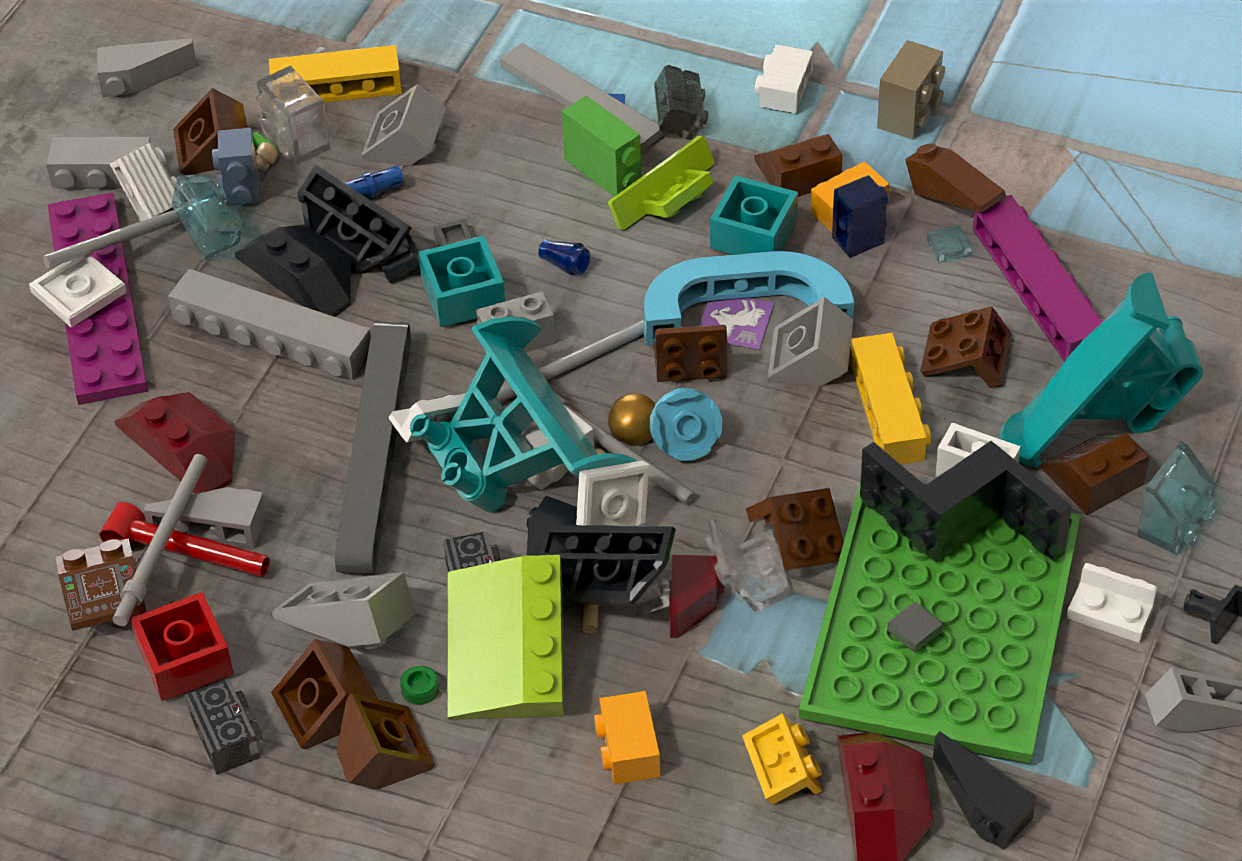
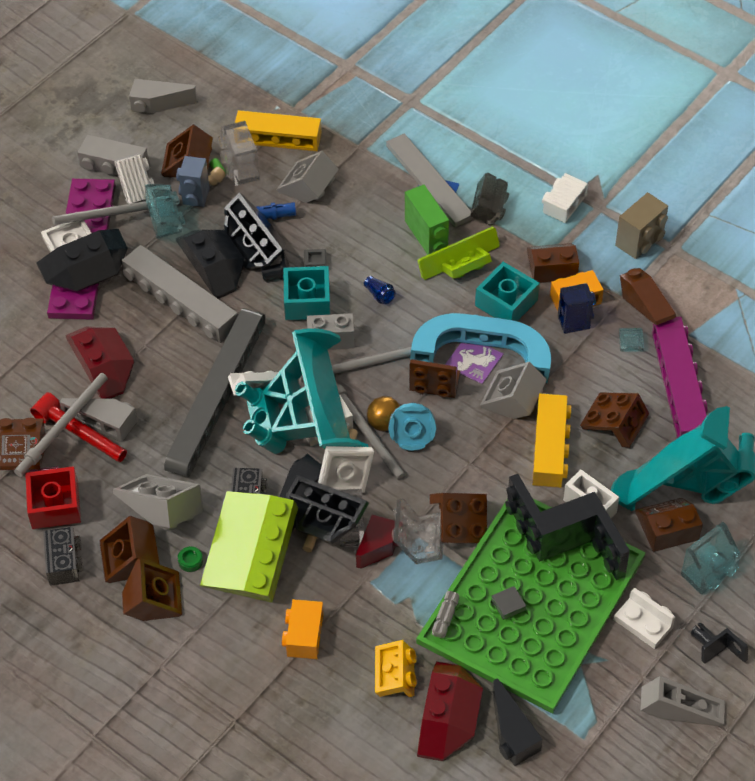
camera: 15 degrees right, 5 degrees up
(111, 308) = (84, 260): none -> black wedge
(830, 664) = (445, 614): none -> light grey axle

